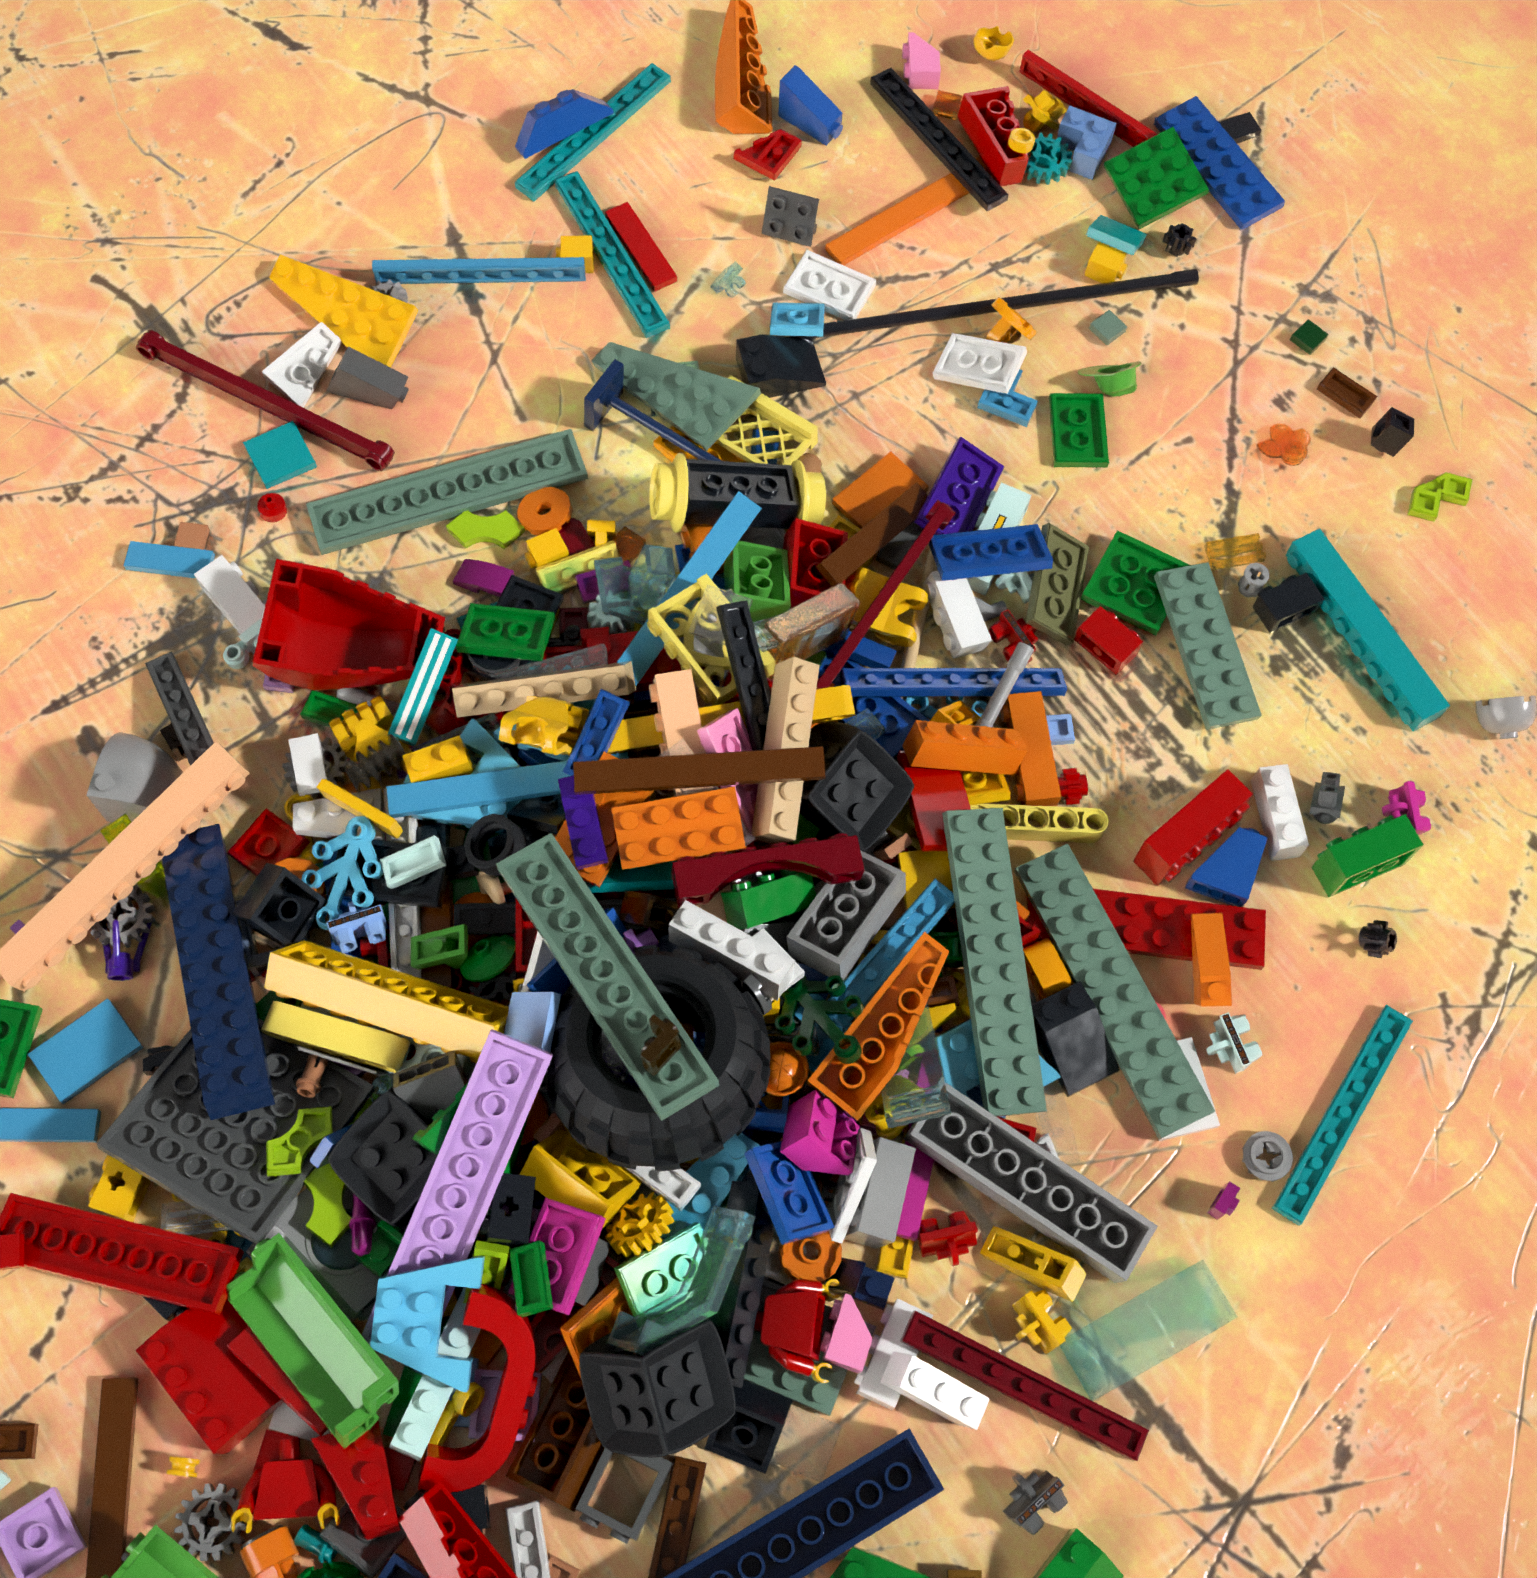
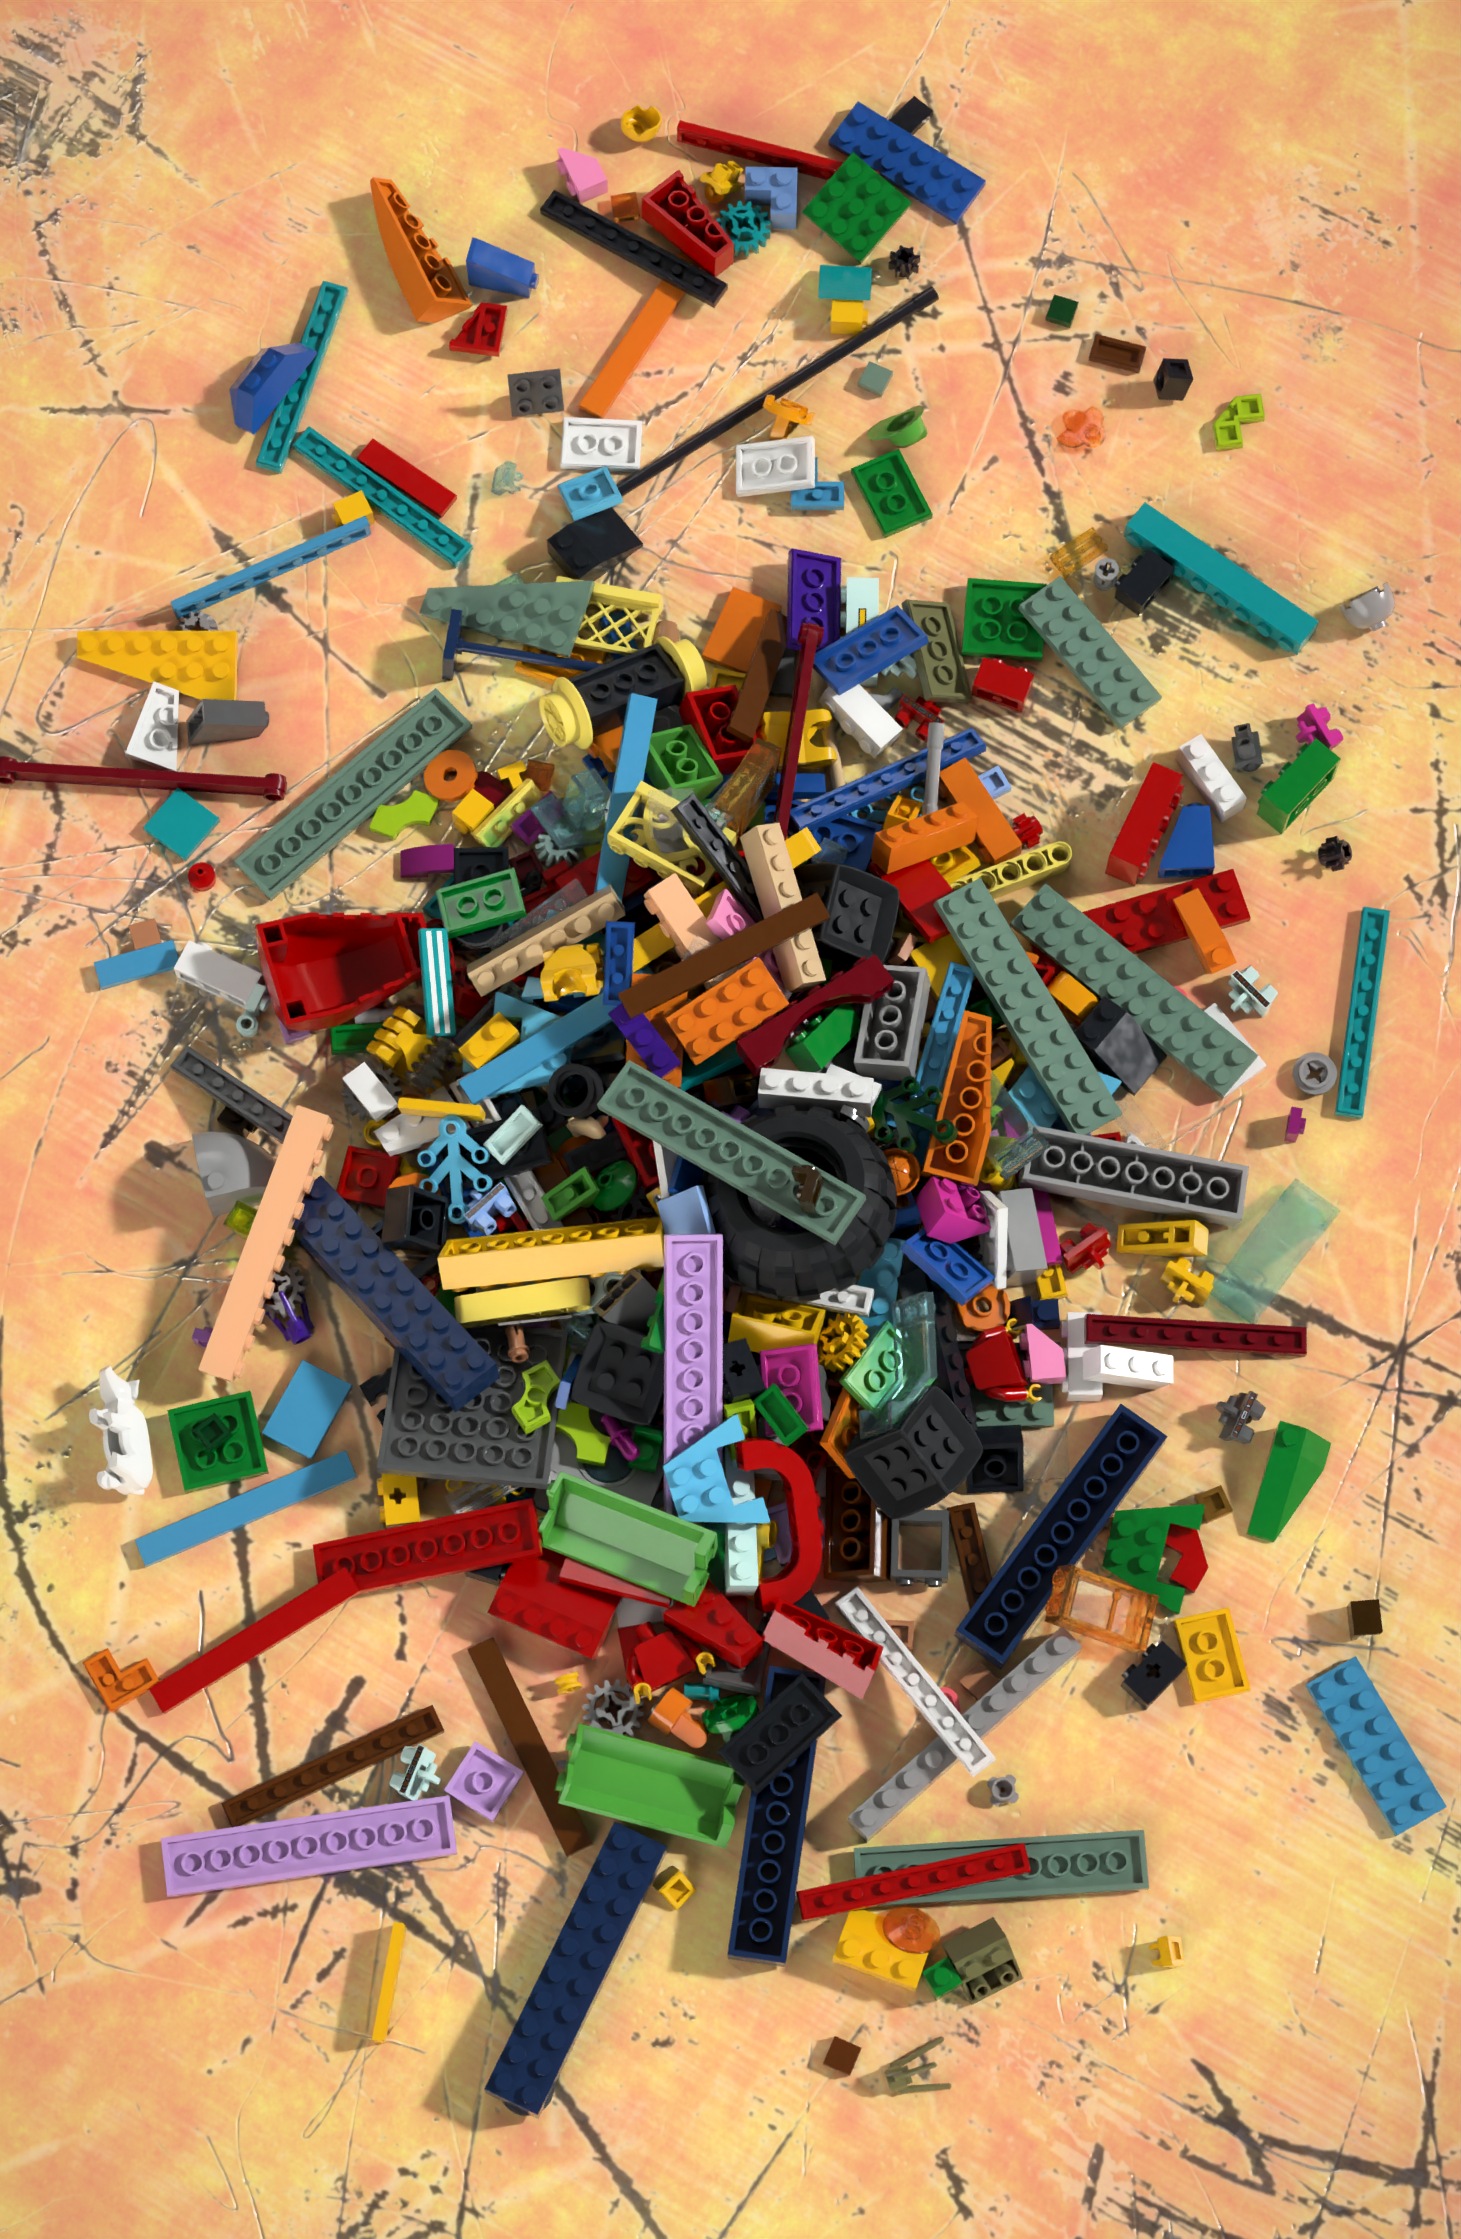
camera: 20 degrees left, 5 degrees up
(1021, 140) = (719, 228): yellow tile -> none

